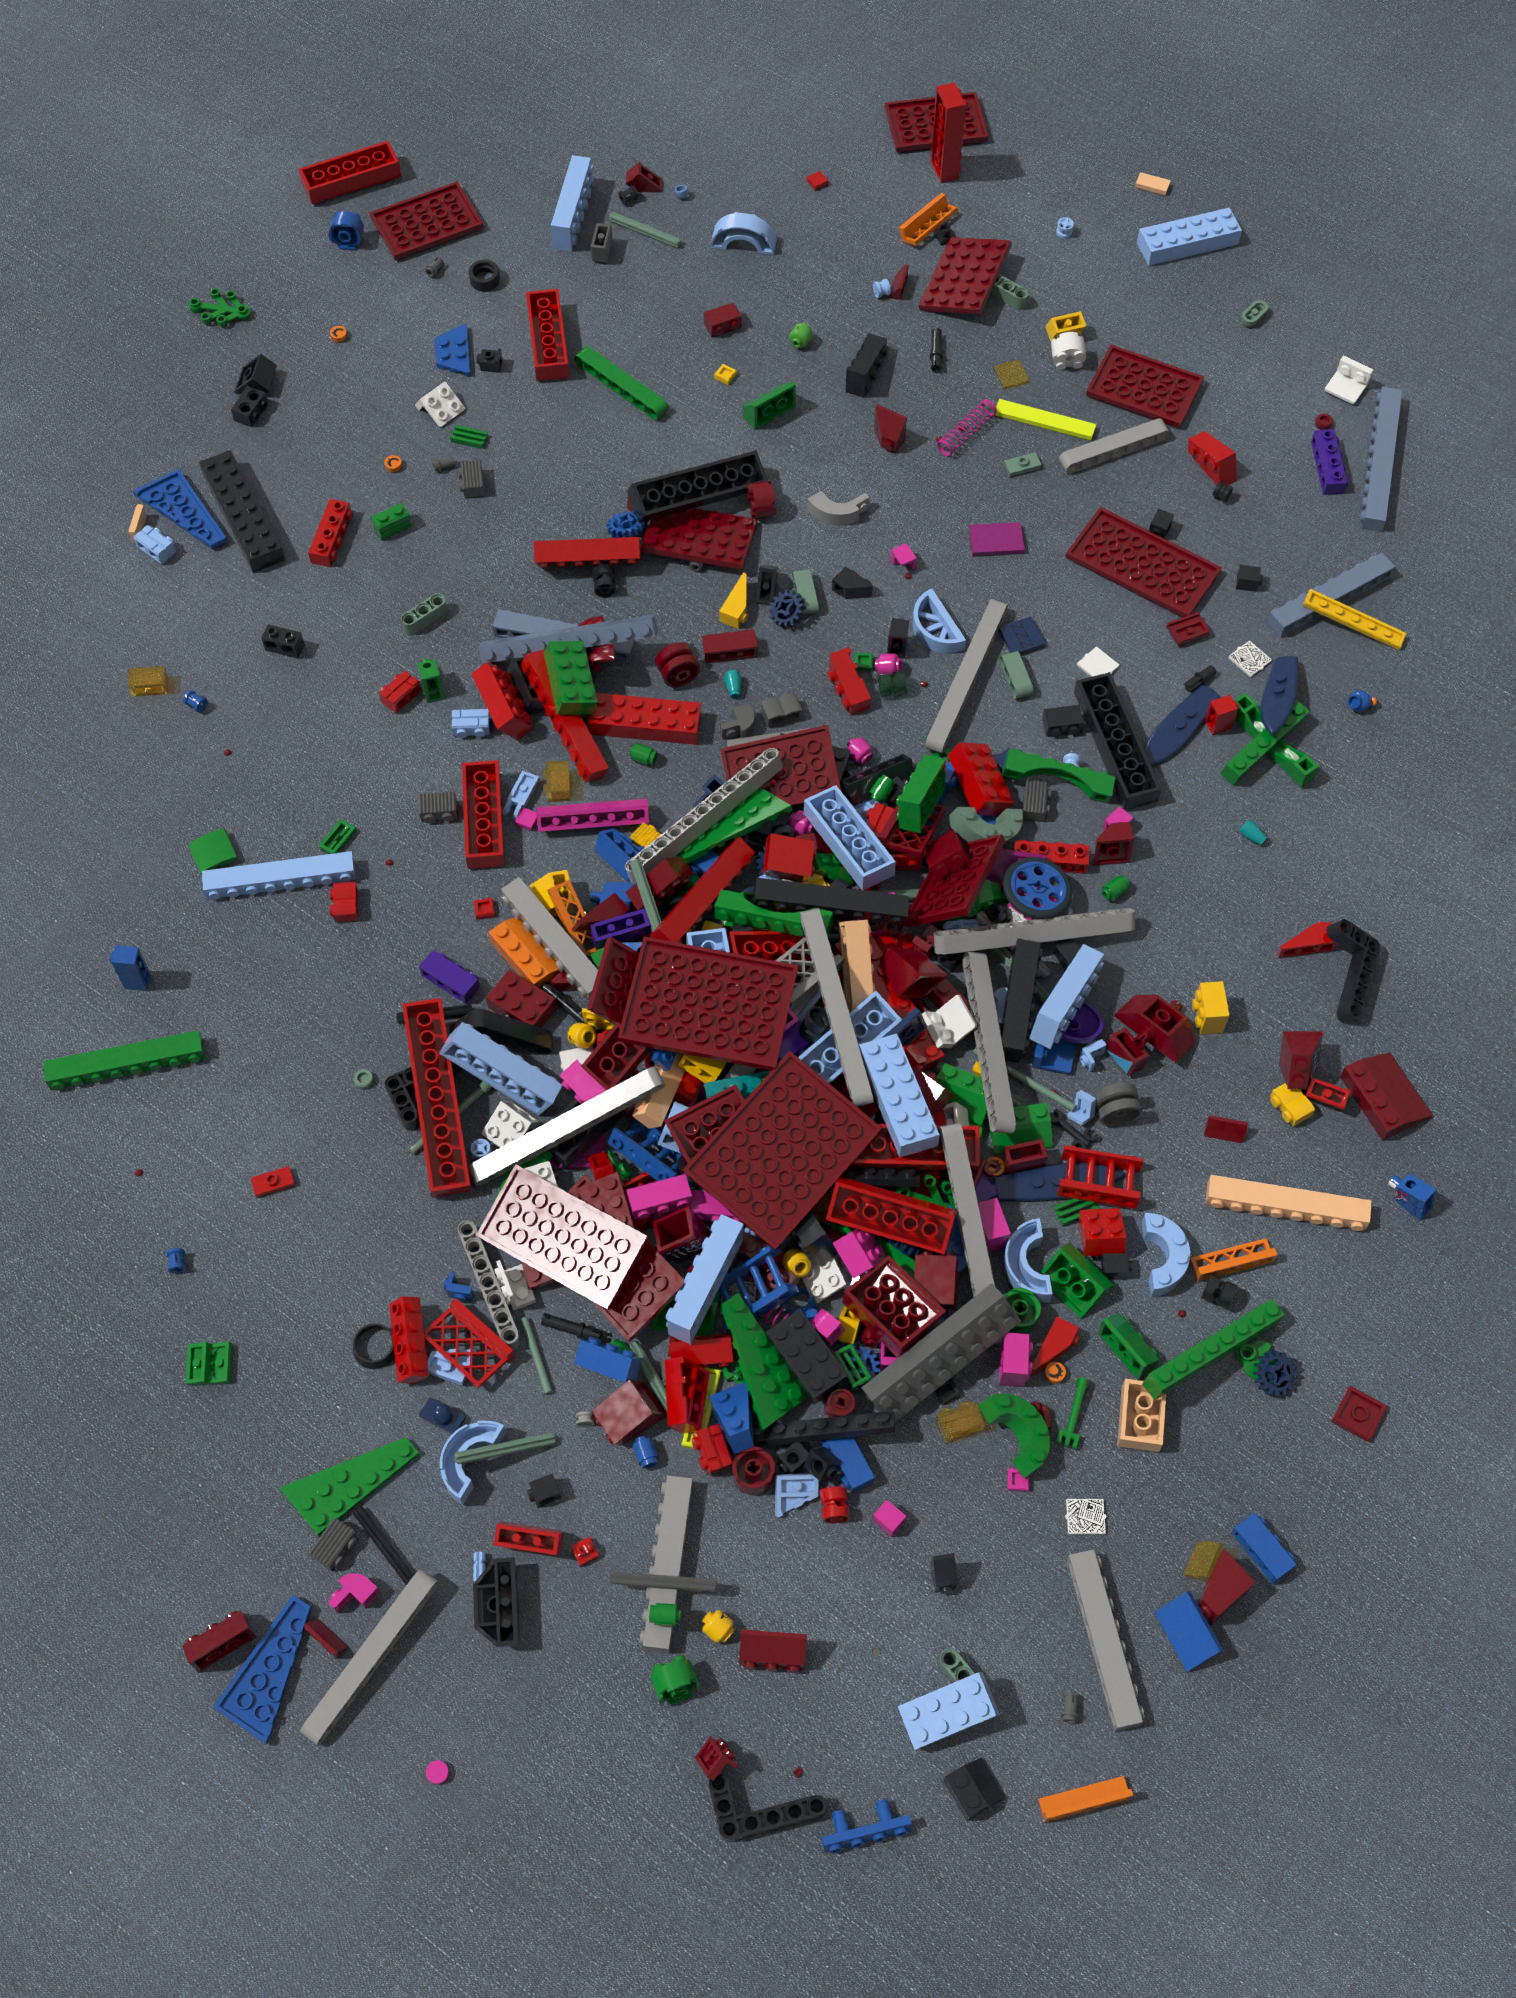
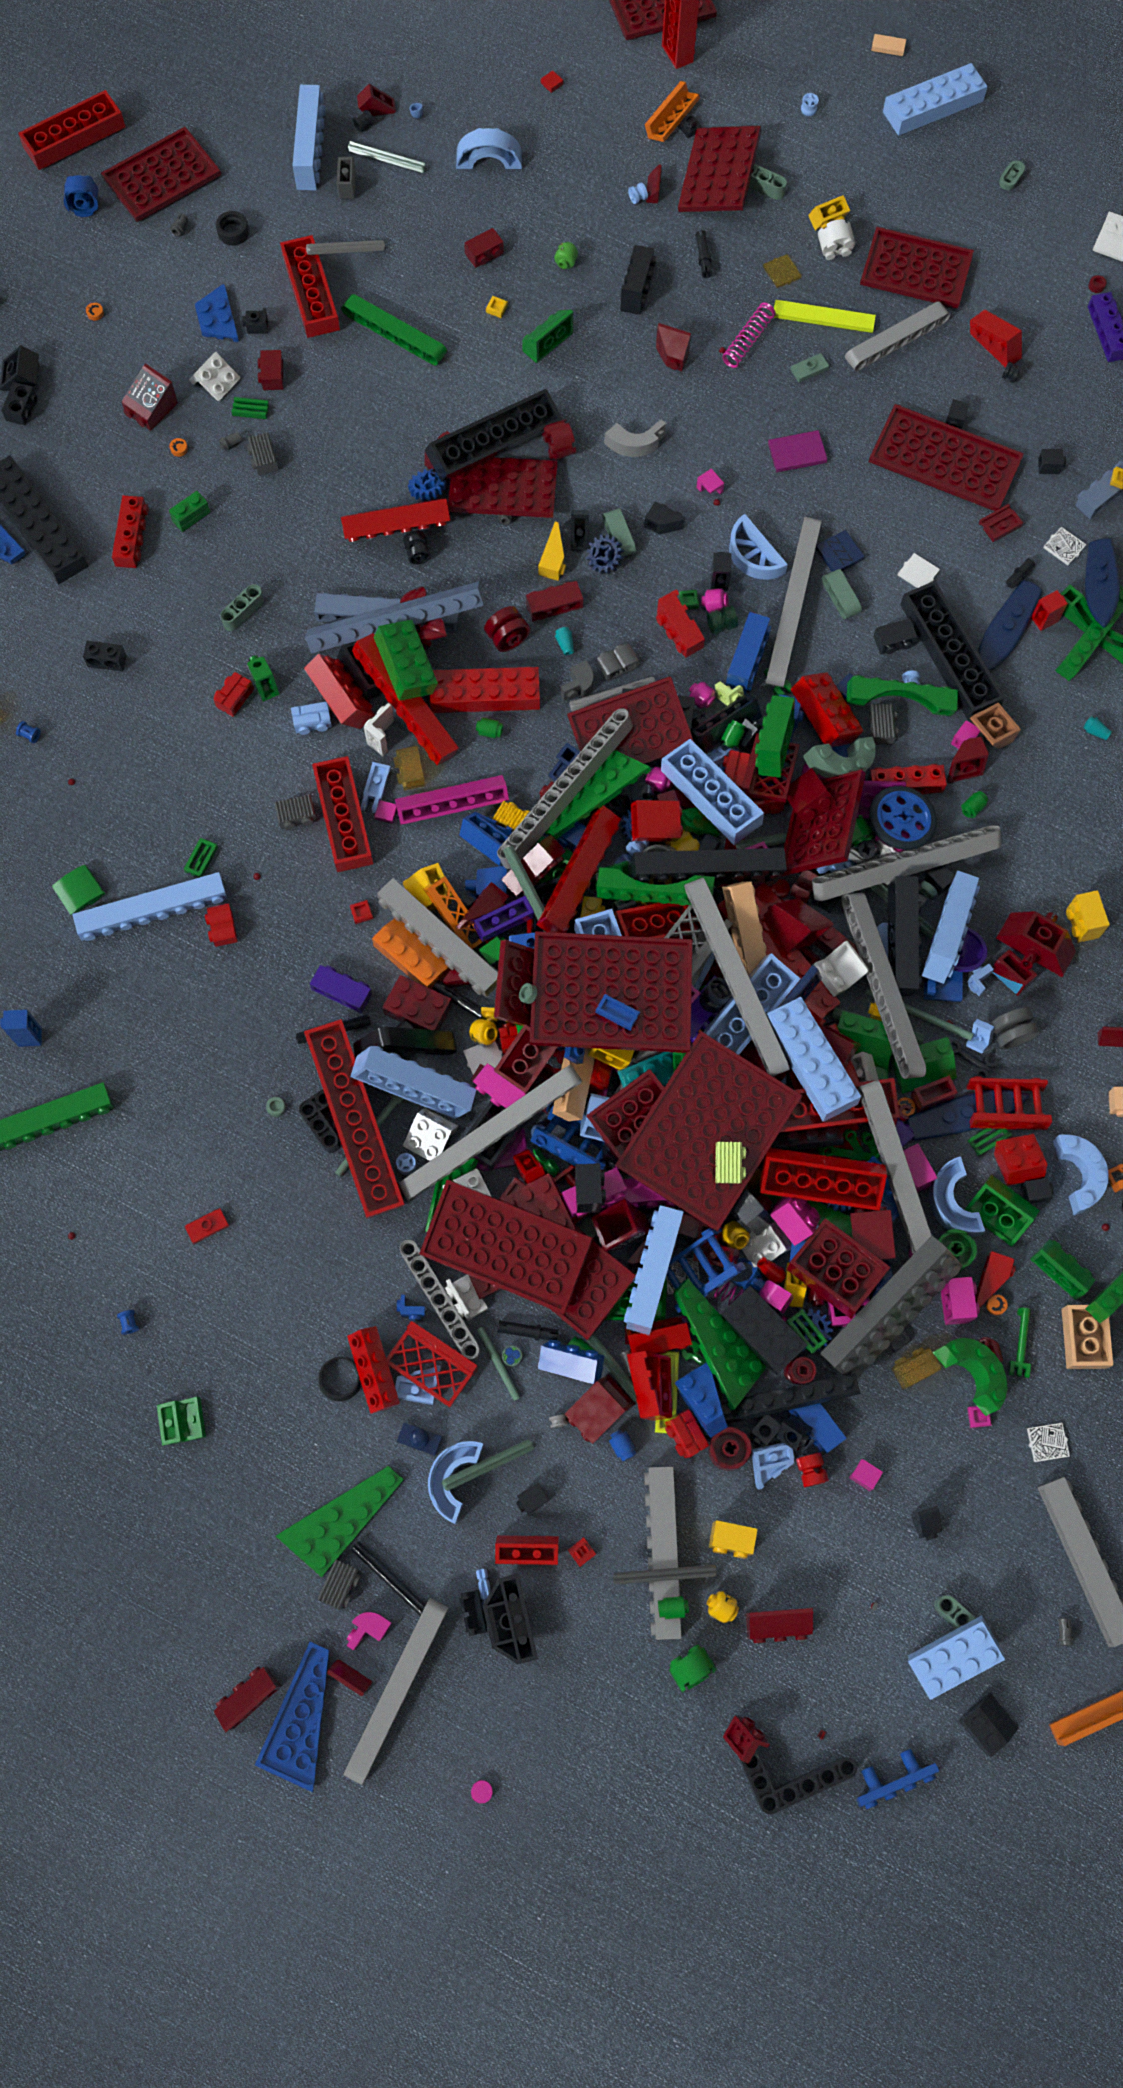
camera: 10 degrees left, 10 degrees up
(373, 415) = (149, 398): none -> slope
(463, 1601) = (472, 1603): none -> black hinge
(496, 405) = (271, 370): none -> dark red brick
(532, 738) = (375, 728): none -> white bracket
(551, 1350) = (511, 1356): none -> tile
(588, 303) = (345, 247): none -> light grey axle
(625, 992) = (528, 993): none -> sand green tile
(652, 1186) = (588, 1188): none -> black brick
(710, 1021) = (617, 1012): none -> blue tile
(739, 1558) = (732, 1538): none -> yellow brick
(796, 1181) = (729, 1162): none -> yellowish green brick
(828, 1303) = (771, 1270): none -> red cone
(883, 752) = (726, 694): none -> yellowish green bracket
(910, 717) = (749, 652): none -> blue brick
(1053, 962) = (928, 890): none -> sand green tile
(1149, 816) = (996, 725): none -> nougat slope

